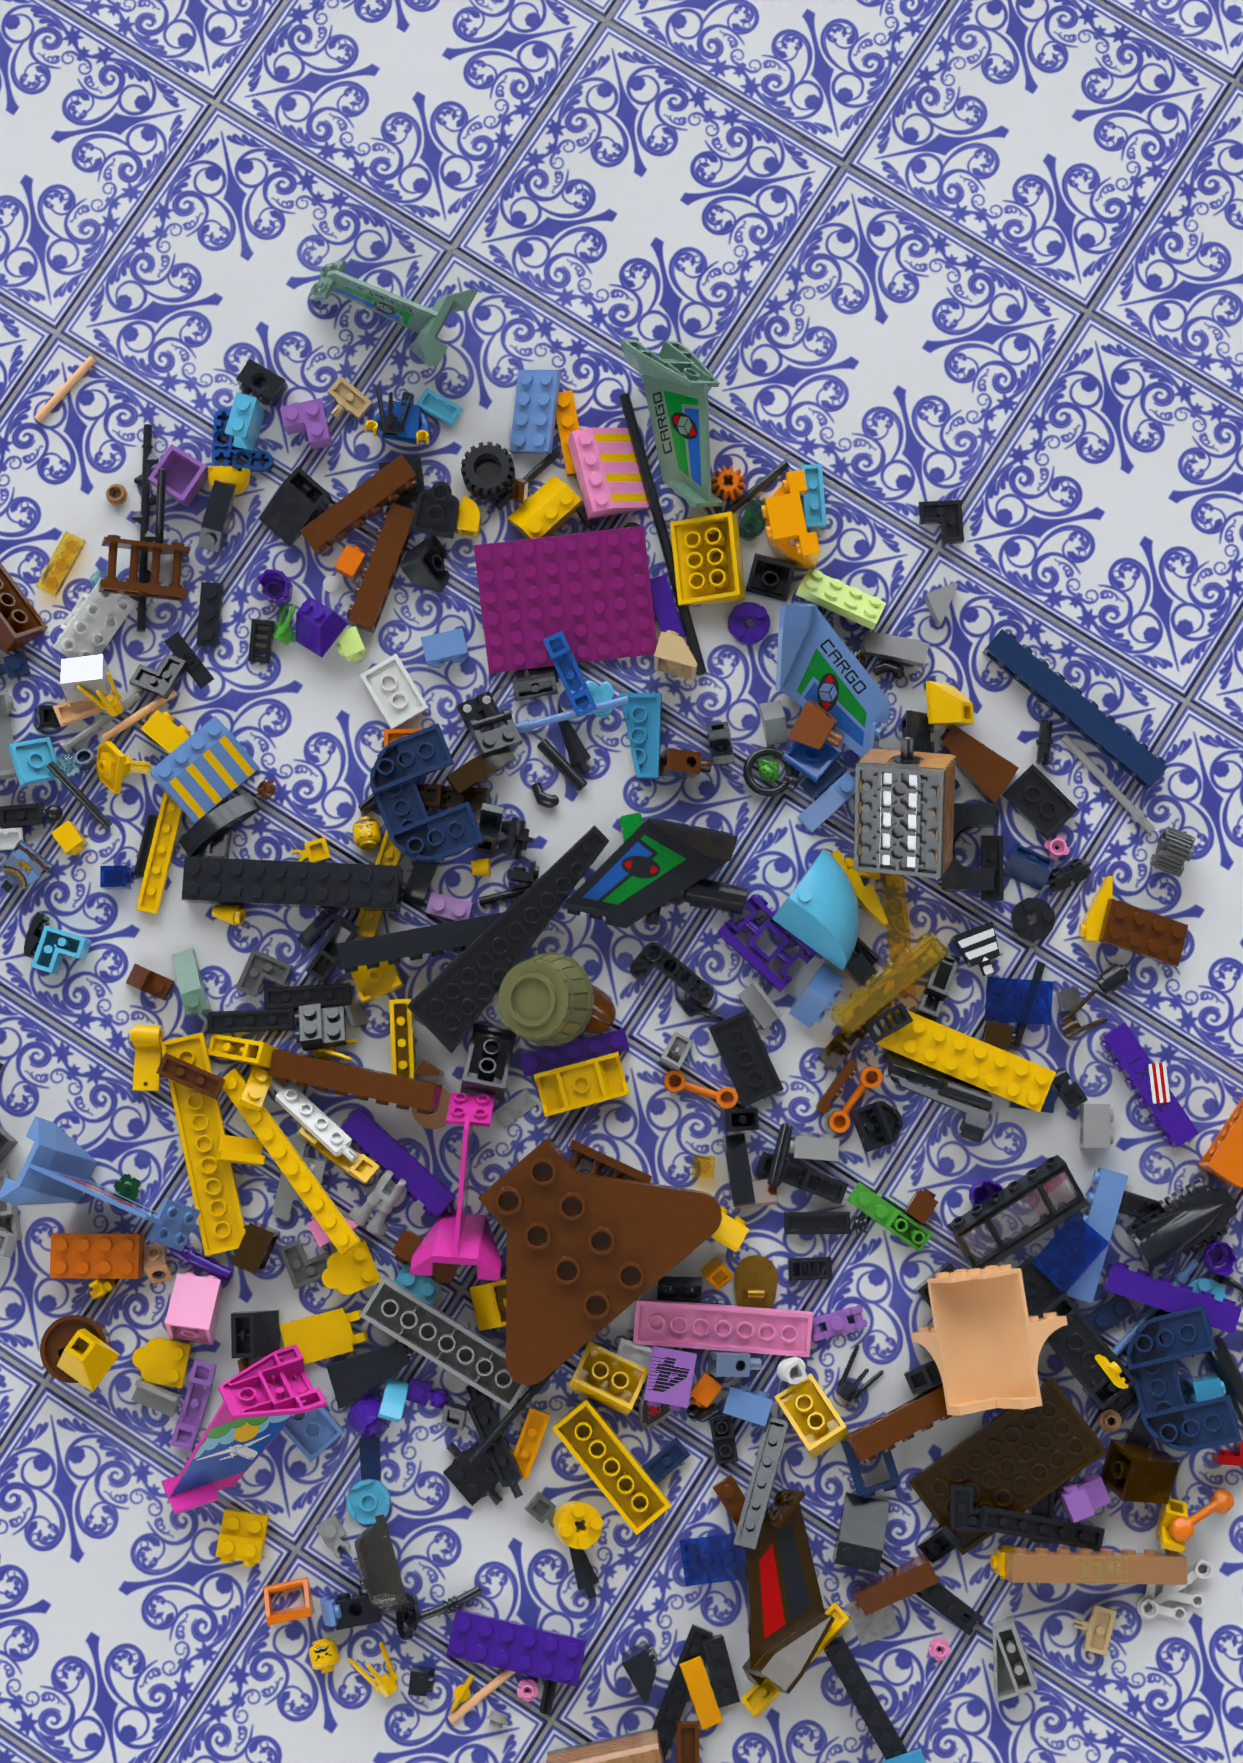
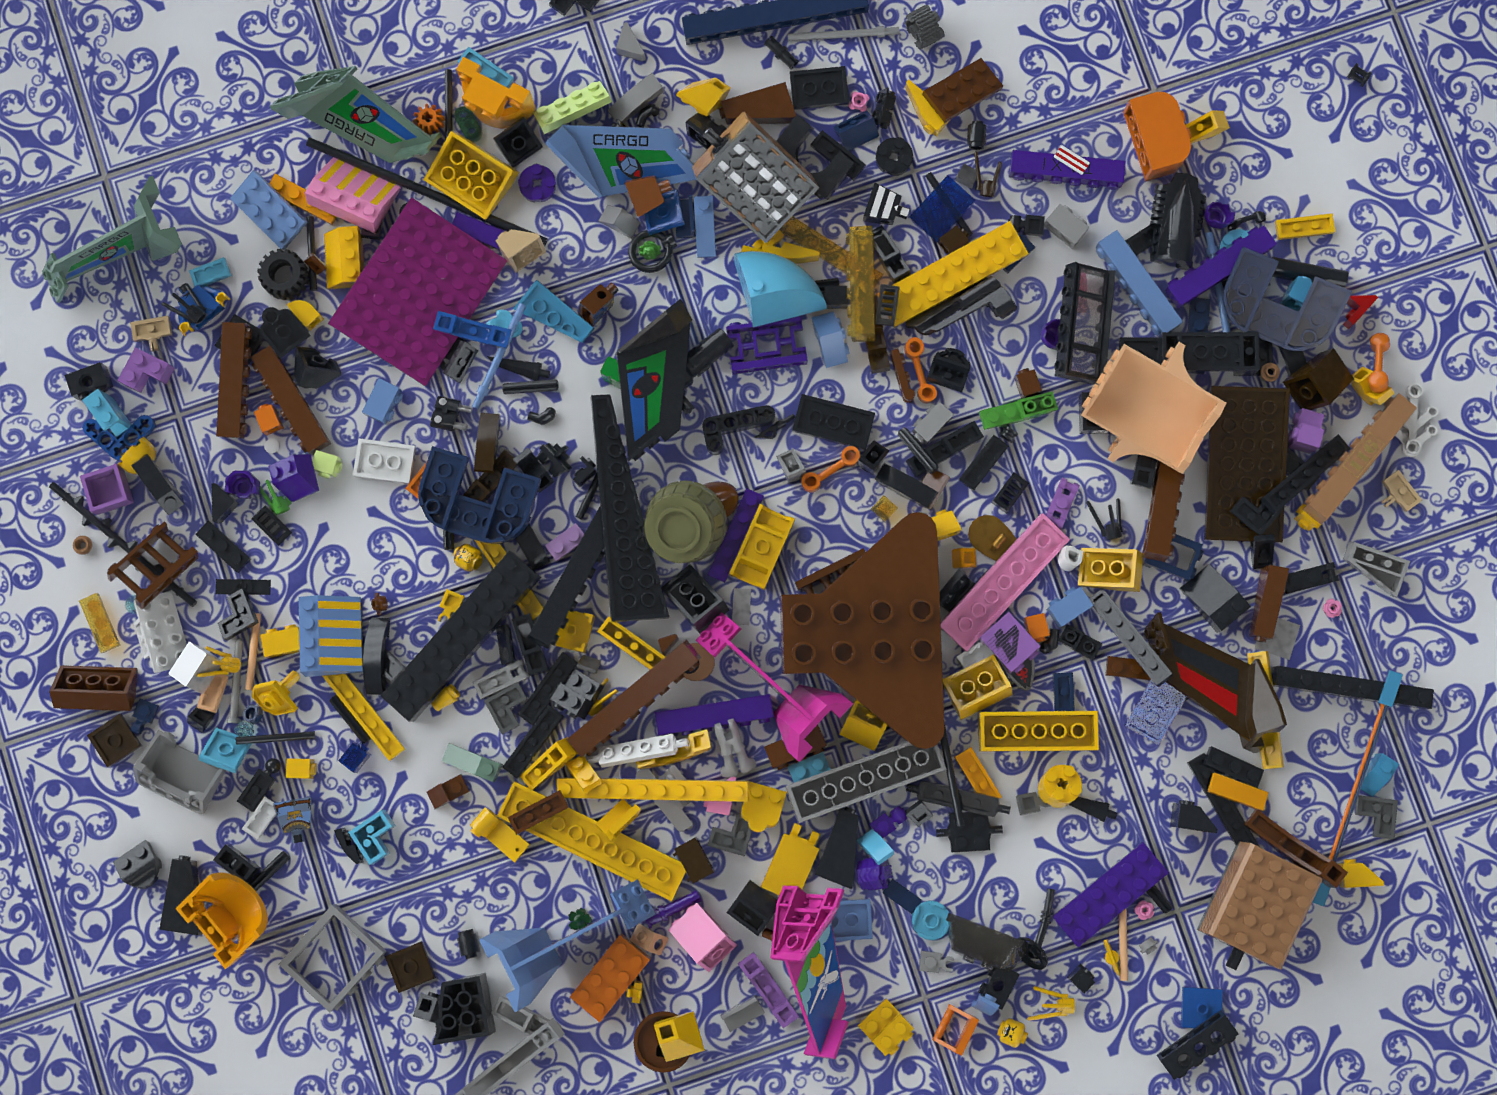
camera: 50 degrees left, 0 degrees up
(31, 1106) = (468, 944): none -> black brick
(160, 505) = (116, 517): black bar -> none
(163, 1361) = (721, 989): yellow plate -> none
(245, 583) = (222, 504): none -> black slope
(282, 948) = (500, 679): none -> light grey plate
(295, 506) = (196, 426): black slope -> none
(481, 867) = (556, 498): yellow hose -> none
(496, 739) = (476, 415): black plate -> none
(720, 743) = (604, 268): black brick -> none
(724, 1364) = (1033, 595): sand blue torso -> none
(759, 1005) = (805, 383): light grey panel -> none
(1070, 1252) = (1138, 308): clear blue plate -> none
(1112, 1371) = (1239, 341): yellow piece -> none

